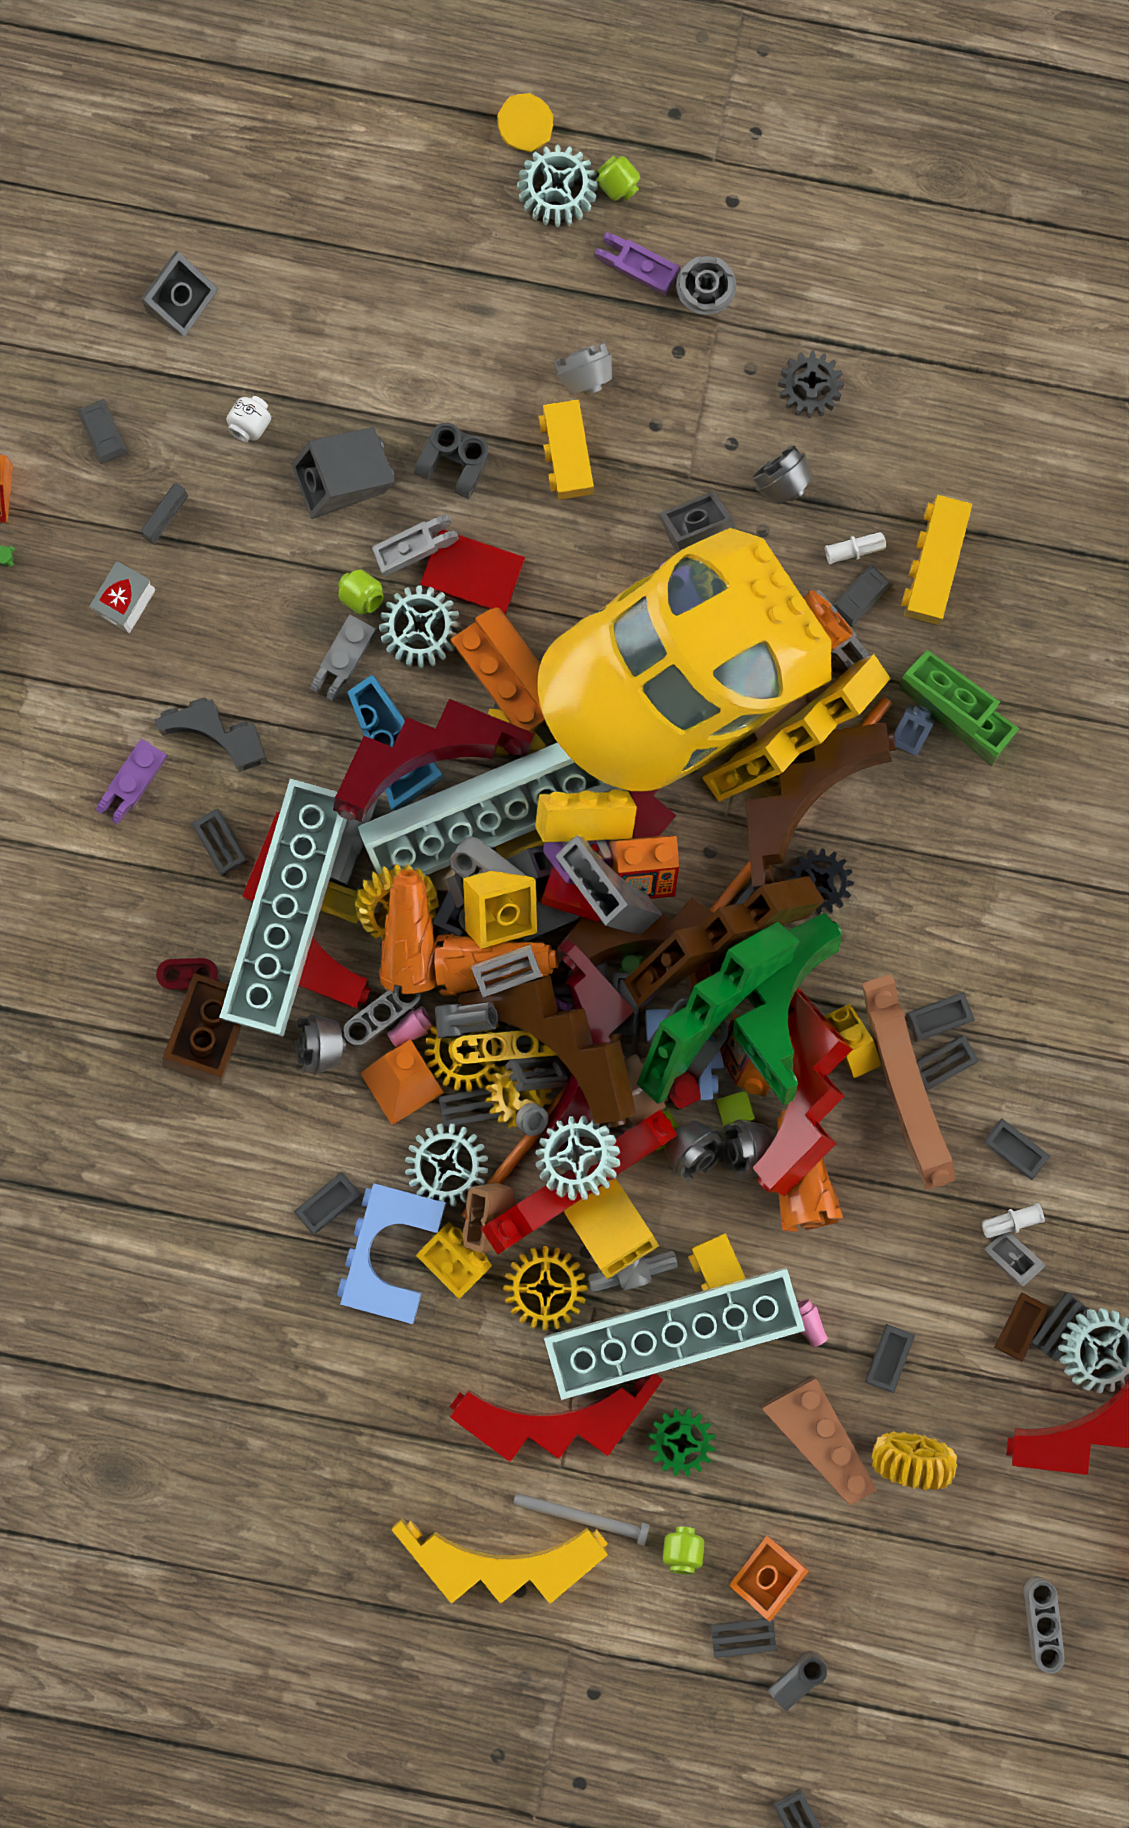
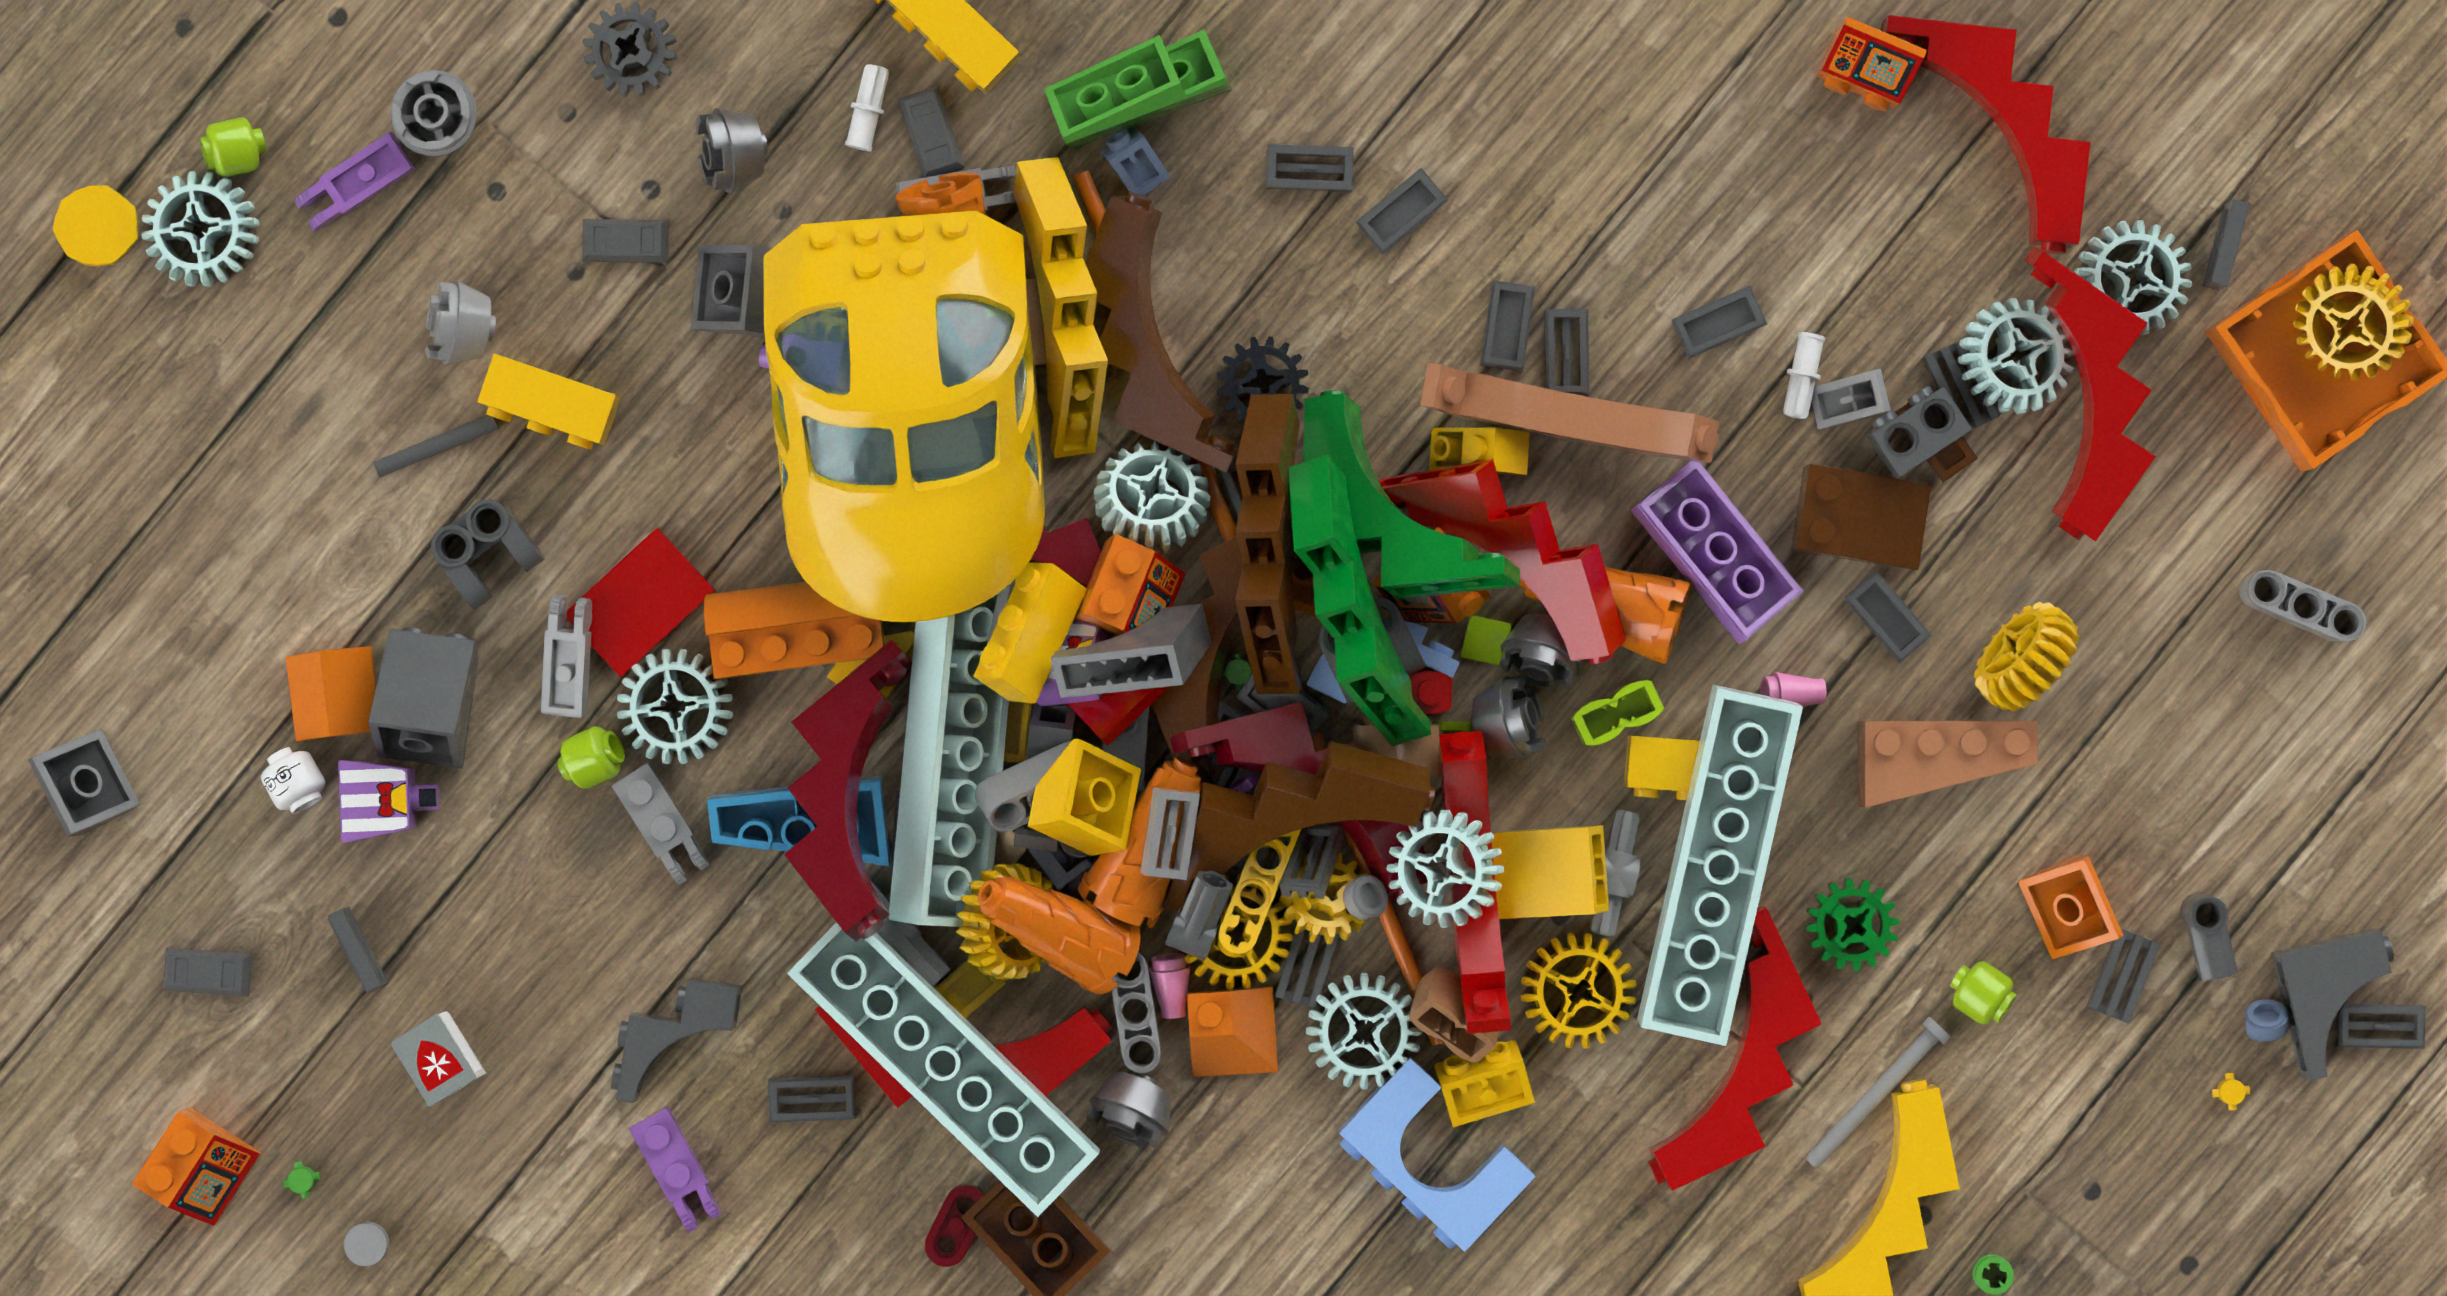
camera: 60 degrees left, 5 degrees up
(264, 478) = (380, 799): none -> torso
(315, 413) = (331, 692): none -> orange slope
(327, 1203) = (1331, 1201): dark grey tile -> none
(502, 397) = (436, 445): none -> dark grey bar
(514, 1660) = (2002, 1265): none -> bright green bush
(691, 445) = (625, 241): none -> dark grey tile
(706, 1749) = (2231, 1091): none -> yellow piece
(715, 840) = (1136, 480): none -> light aqua gear
(728, 1211) = (1626, 707): none -> lime brick
(764, 1747) = (2266, 1020): none -> sand blue tile
(807, 1768) = (2318, 981): none -> dark grey arch
(872, 1225) = (1717, 551): none -> medium lavender brick
(943, 1306) = (1860, 517): none -> reddish brown slope
(971, 868) = (1316, 151): none -> dark grey tile
(975, 911) = (1401, 211): none -> dark grey tile
(1016, 1318) = (1922, 439): none -> dark grey brick

